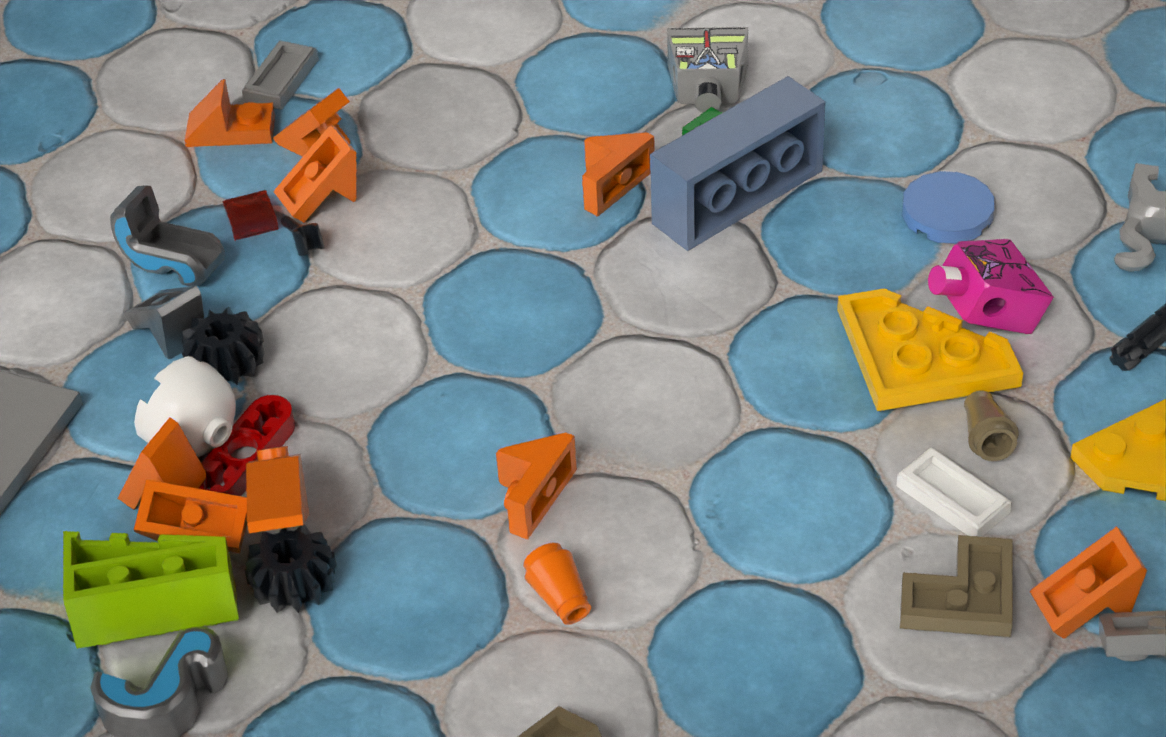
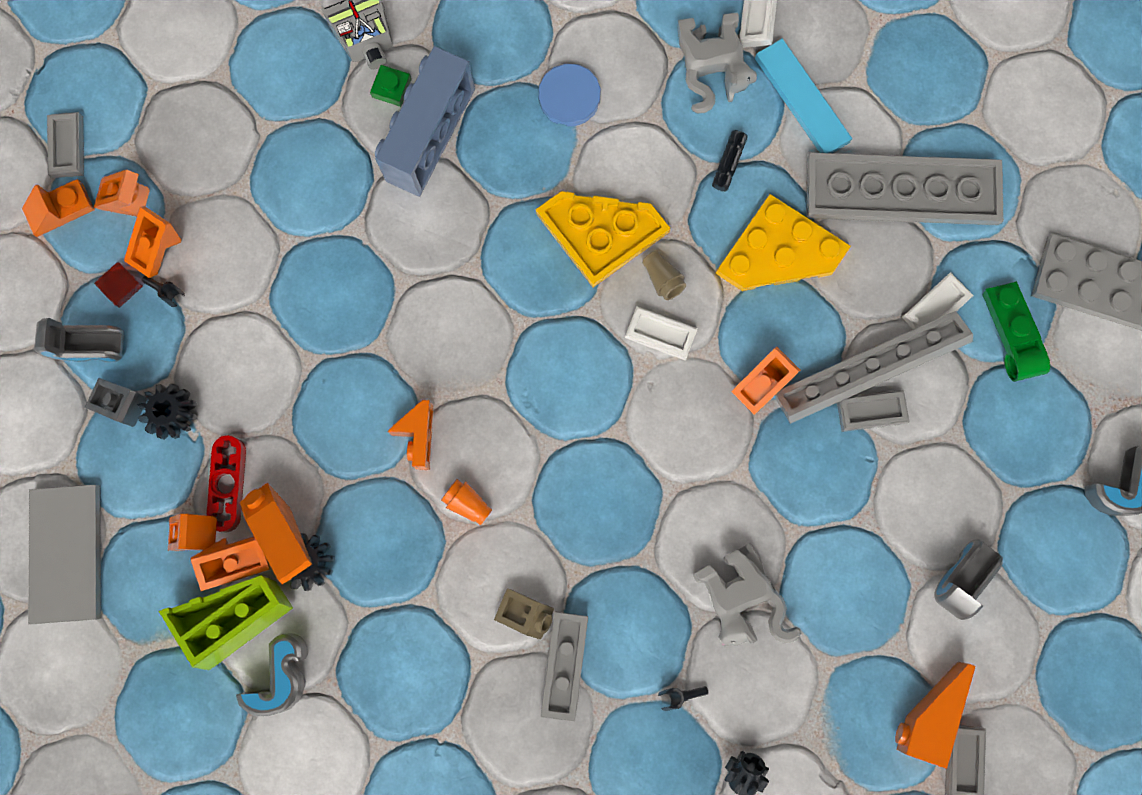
camera: 25 degrees left, 35 degrees up
(193, 397) = (181, 481): white cylinder -> none
(614, 168) = (346, 144): orange slope -> none
(973, 600) = (705, 410): dark tan plate -> none
(992, 285) = (626, 165): dark pink torso -> none

